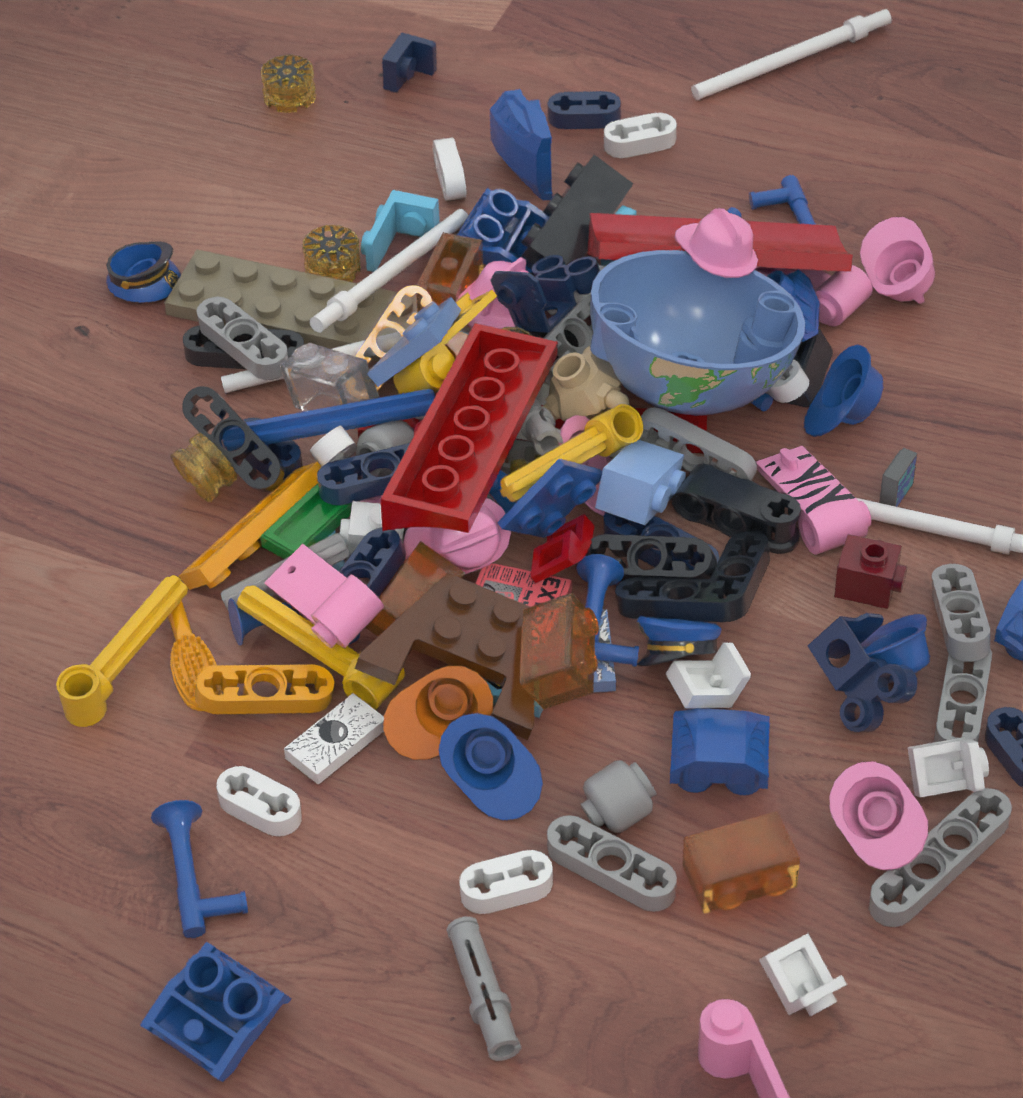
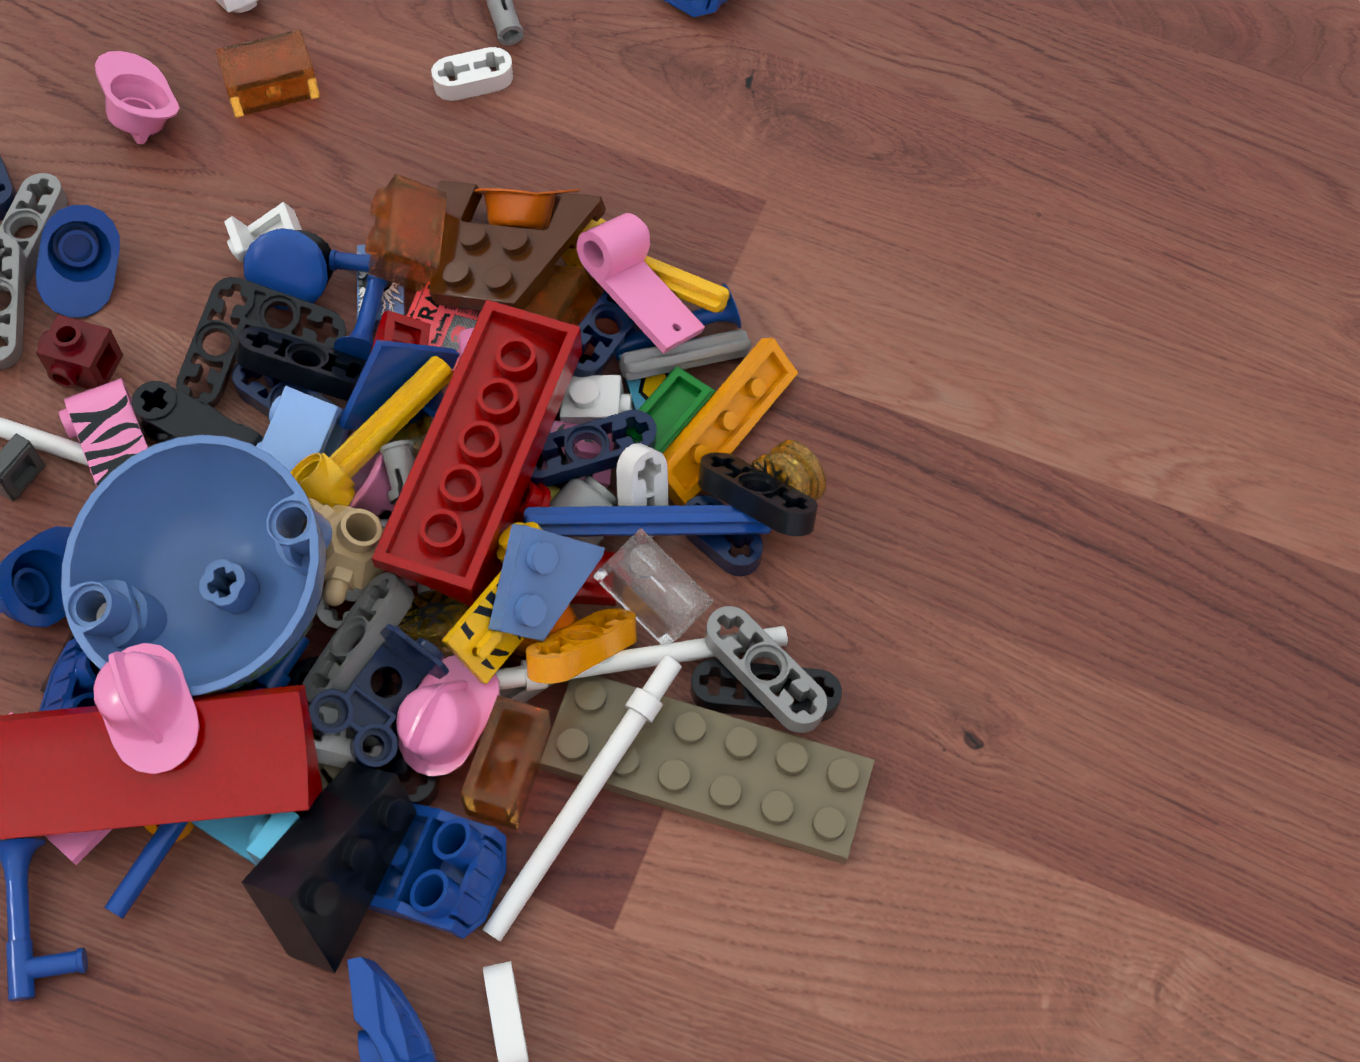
camera: 175 degrees right, 15 degrees up
(87, 687) = (862, 241): yellow axle -> none
(142, 272) = (911, 820): blue piece -> none
(177, 819) = (761, 117): blue piece -> none
(188, 658) = (772, 287): light orange piece -> none
(250, 703) = (712, 245): light orange beam -> none
(262, 796) = (691, 144): white beam -> none
(332, 255) = (666, 843): clear yellow wheel -> none
(335, 738) = (635, 192): tile -> none
(402, 214) = (555, 908): medium azure bracket -> none
(491, 766) = (480, 160): blue piece -> none
(618, 796) = (367, 128): light grey head -> none
(620, 882) = (387, 103): light grey beam -> none
(721, 749) = (268, 166): blue slope -> none
(862, 678) = (123, 259): dark blue piece -> none
(945, 860) = (79, 83): light grey beam -> none
(948, 767) = (70, 154): white bracket -> none

